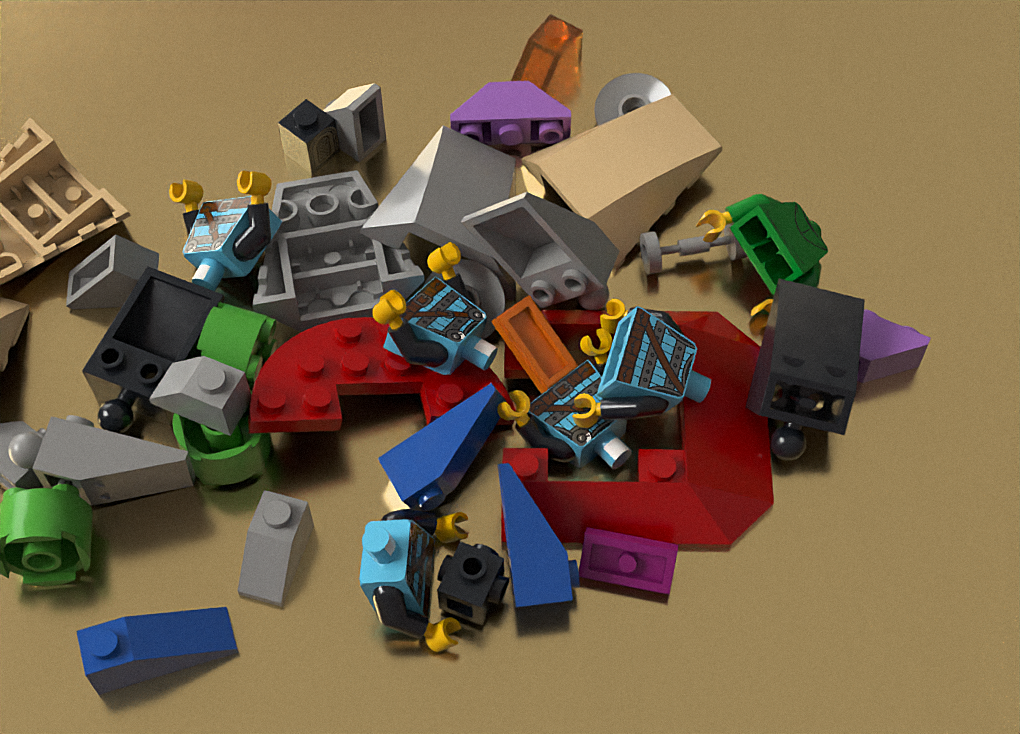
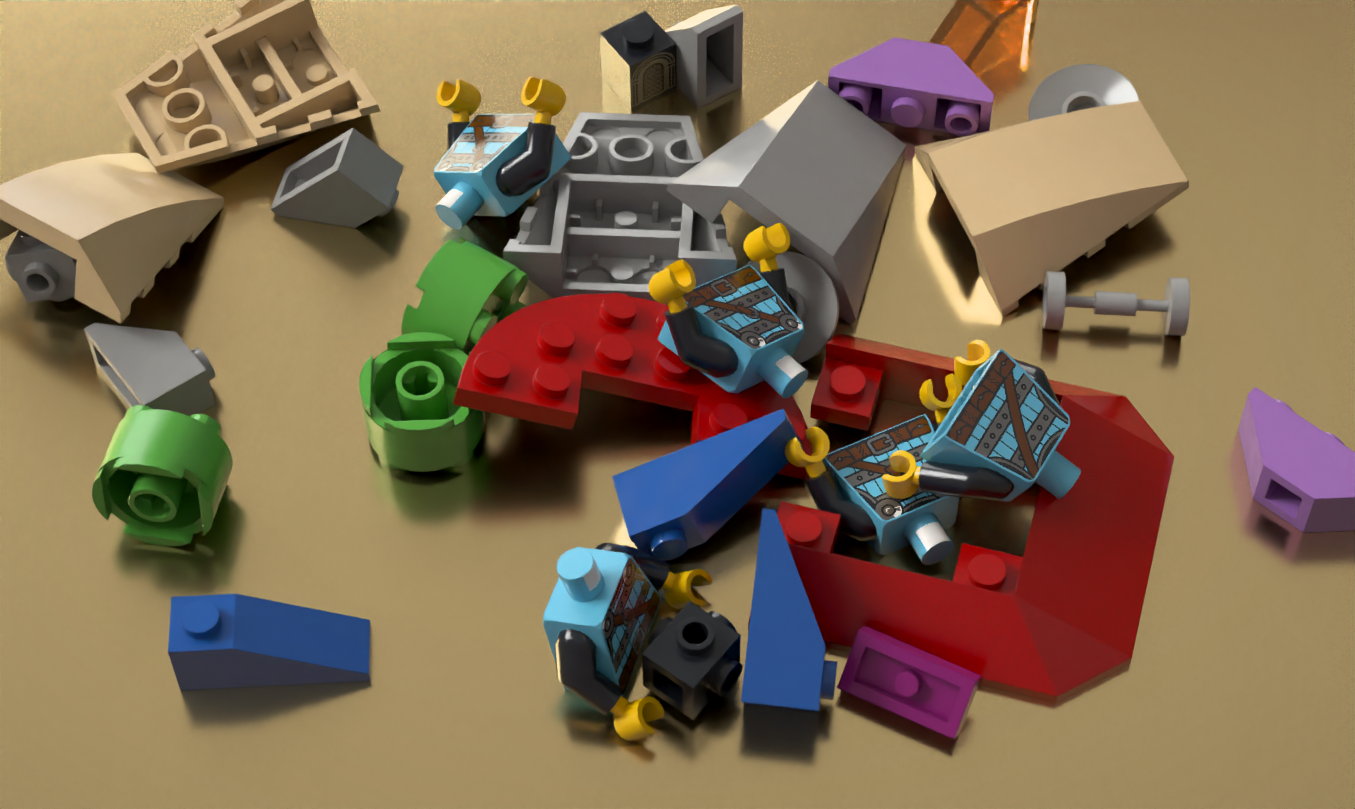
camera: 15 degrees right, 5 degrees down
(100, 461) = (262, 402): light grey slope -> none
(150, 332) = (355, 281): black slope -> none
(204, 393) = (411, 342): light grey slope -> none
(274, 547) = (450, 558): light grey slope -> none
(535, 344) = (858, 376): orange tile -> none
(547, 250) = (906, 259): light grey slope -> none
(775, 238) = (1229, 321): green torso -> none
(807, 350) = (1224, 466): black slope -> none

